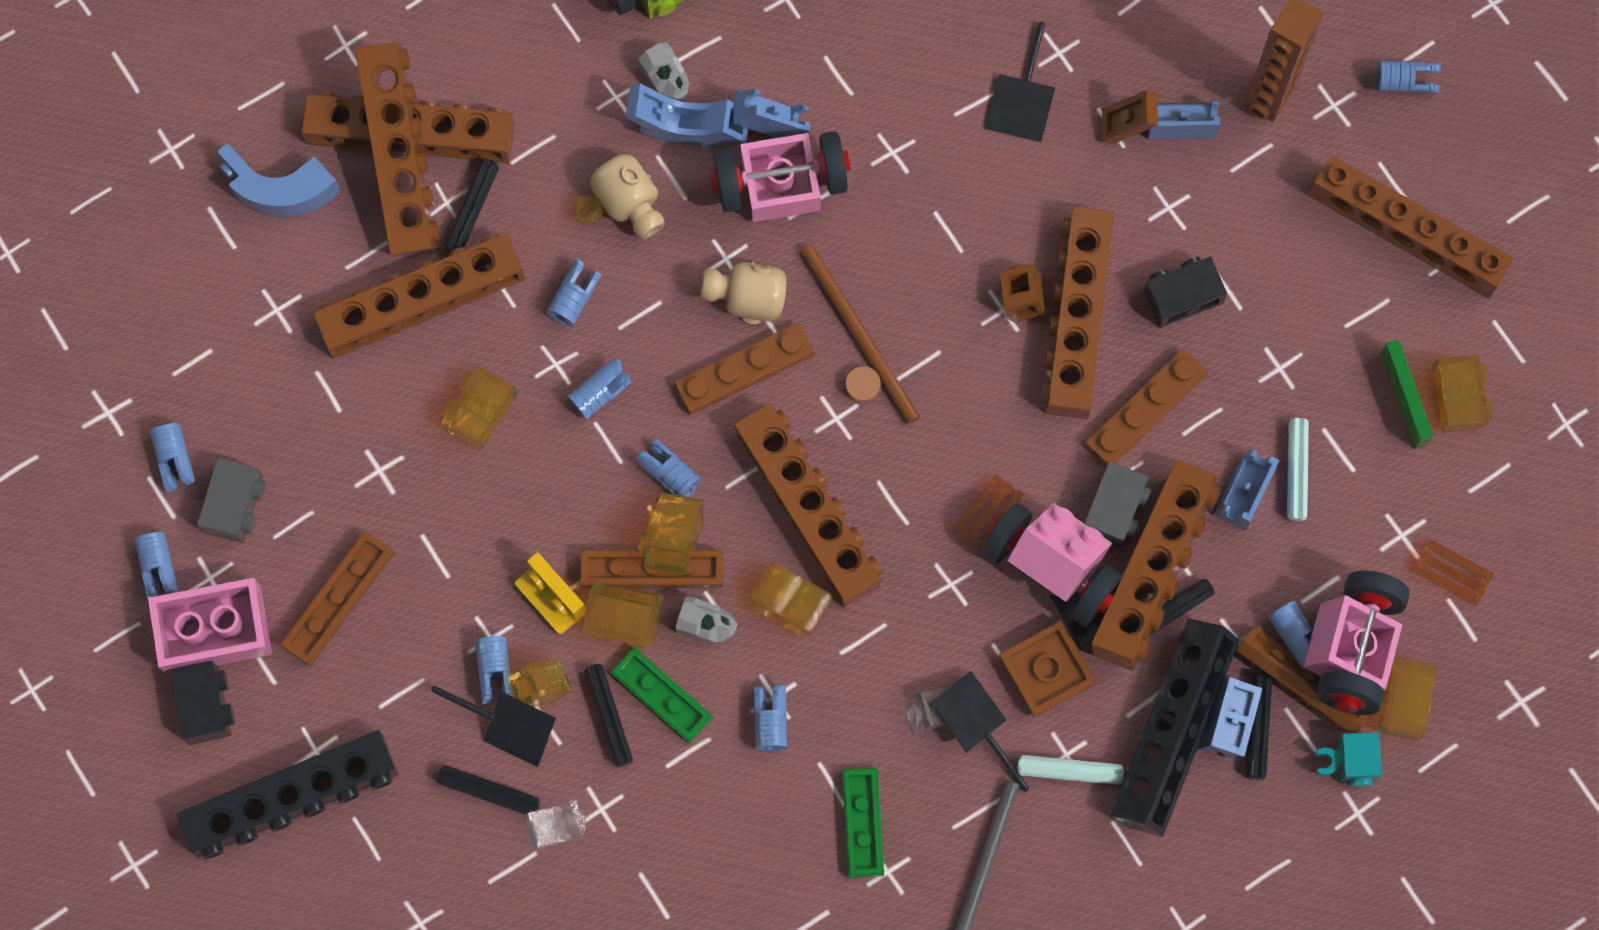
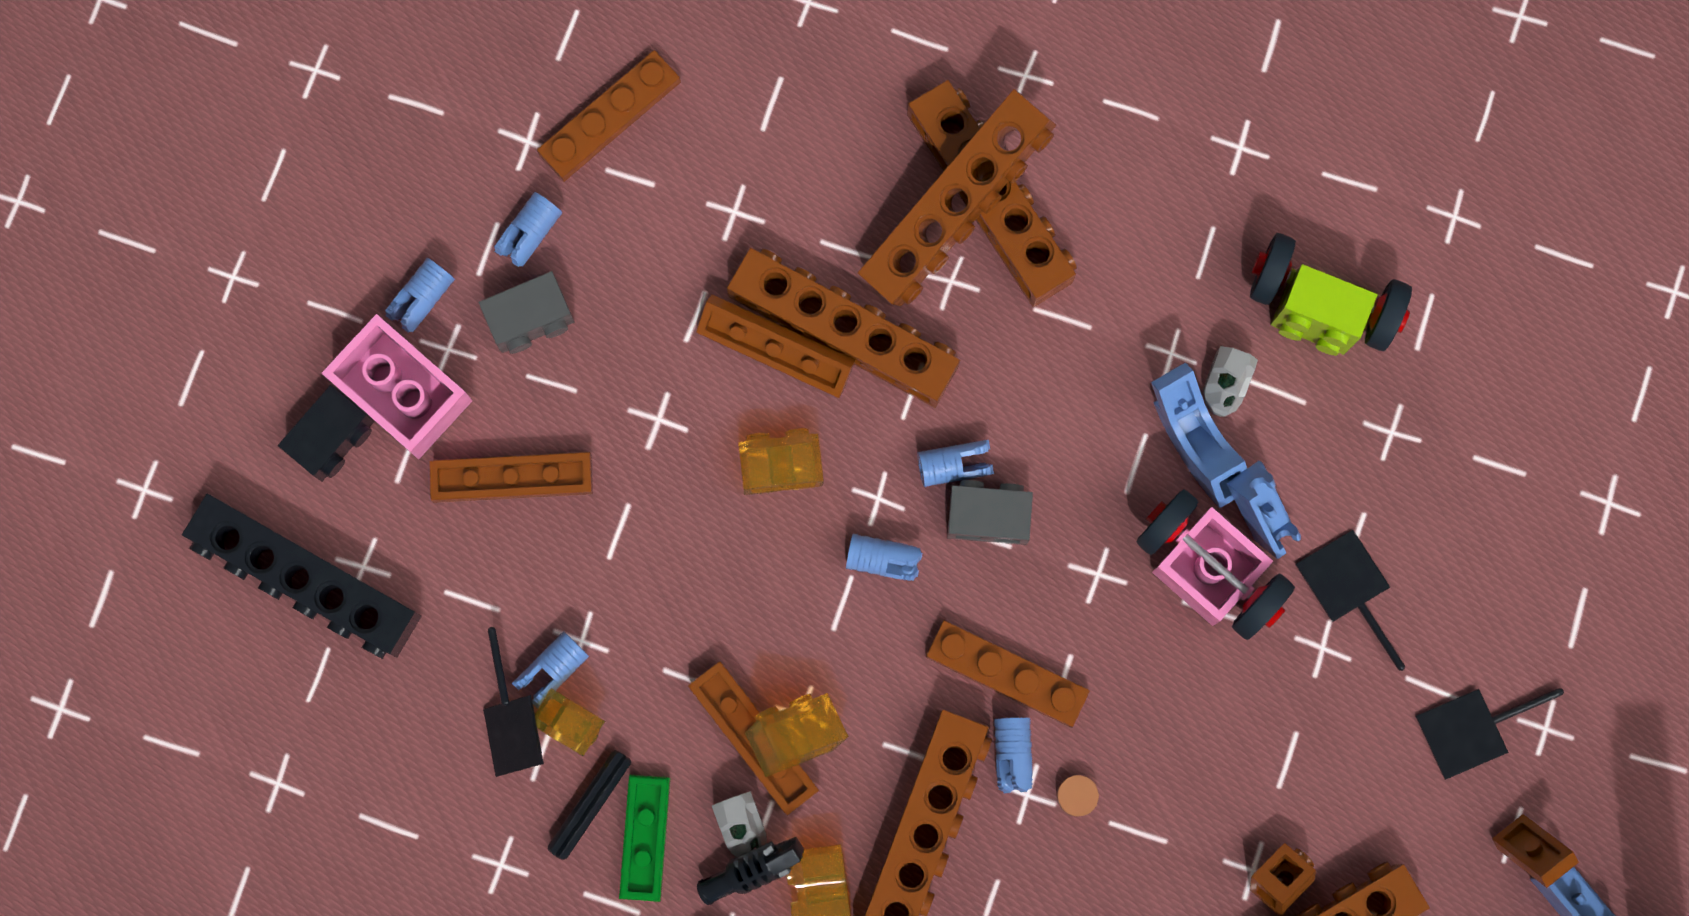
camera: 50 degrees right, 5 degrees up
(137, 343) = (609, 115): none -> dark orange plate
(282, 196) = (845, 140): medium blue arch -> none
(394, 350) = (775, 346): none -> dark orange plate
(471, 205) = (964, 306): black axle -> none
(487, 790) = (439, 751): black axle -> none
(550, 595) = (657, 665): yellow bracket -> none
(555, 824) = (451, 837): clear bracket -> none
(593, 204) = (1052, 416): clear yellow hinge -> none
(623, 614) = (688, 746): clear yellow brick -> none
(627, 295) = (990, 514): none -> dark grey brick
(628, 194) = (1085, 438): tan piece -> none
(673, 473) = (856, 689): medium blue hinge -> none
(741, 633) = (752, 870): none -> black hinge
(750, 291) = (1082, 622): tan piece -> none
(801, 403) = (1013, 754): none -> medium blue hinge
(859, 103) = (1345, 579): none -> black piece
(860, 334) = (1123, 755): dark orange piece -> none

